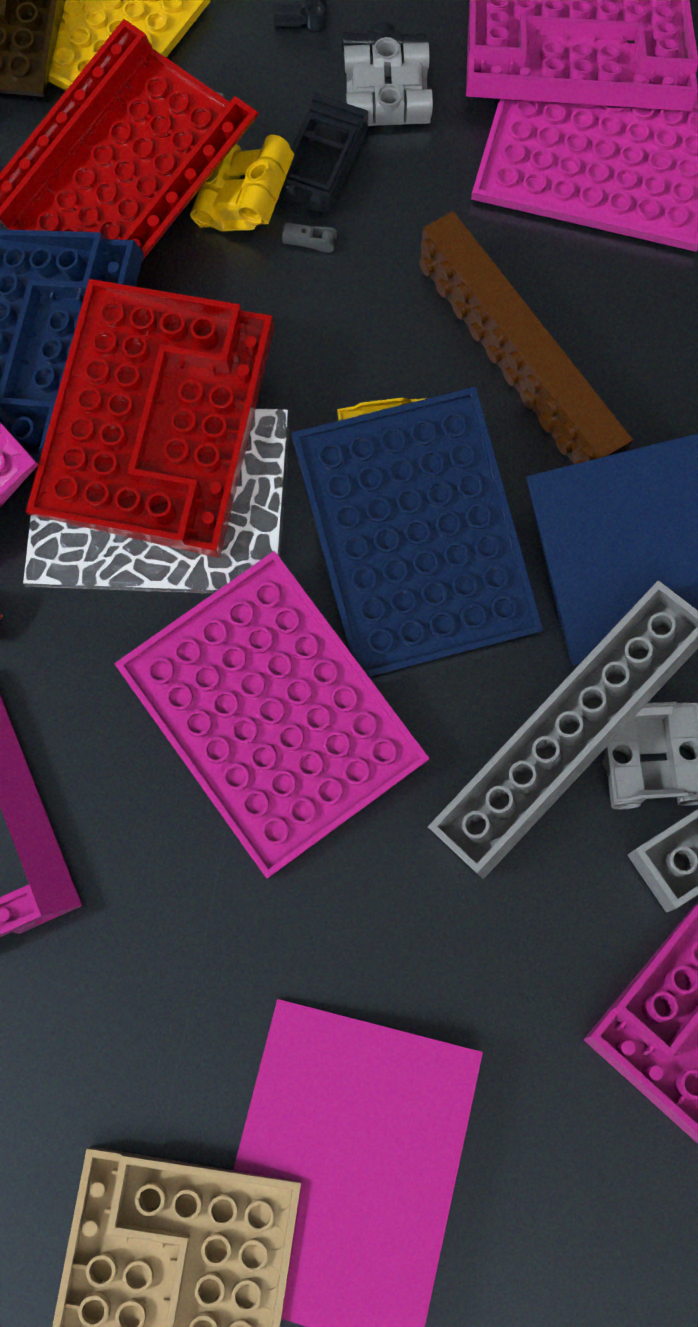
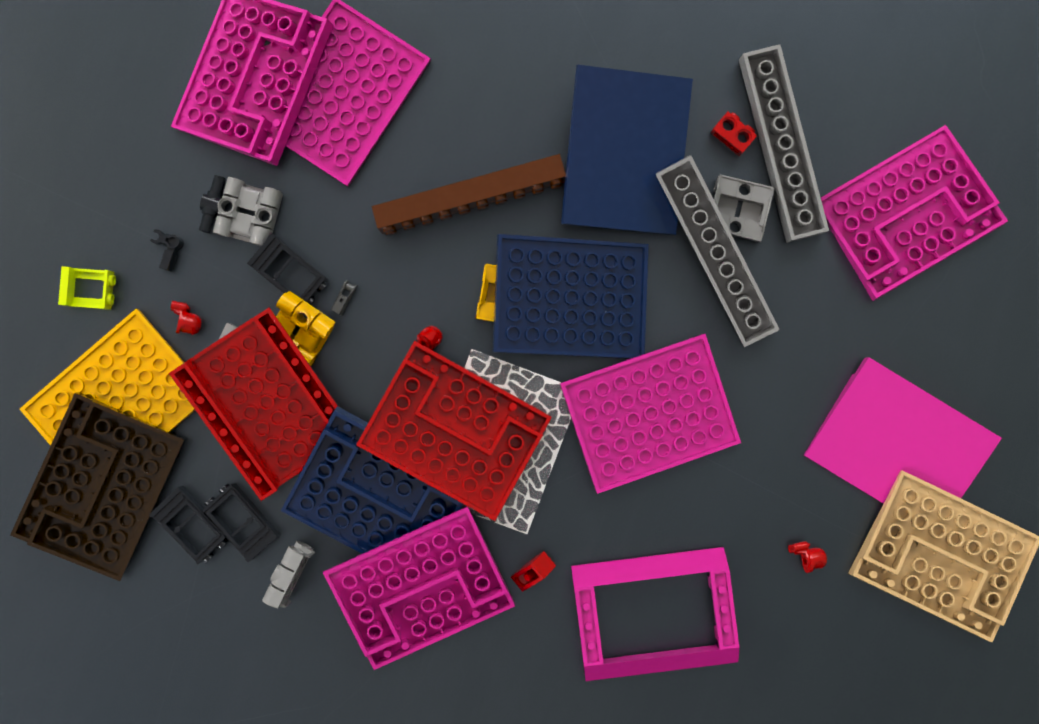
camera: 75 degrees left, 15 degrees up
(101, 1067) = (811, 557): none -> red piece
(210, 53) = (187, 322): none -> red piece
(286, 360) = (430, 337): none -> red piece

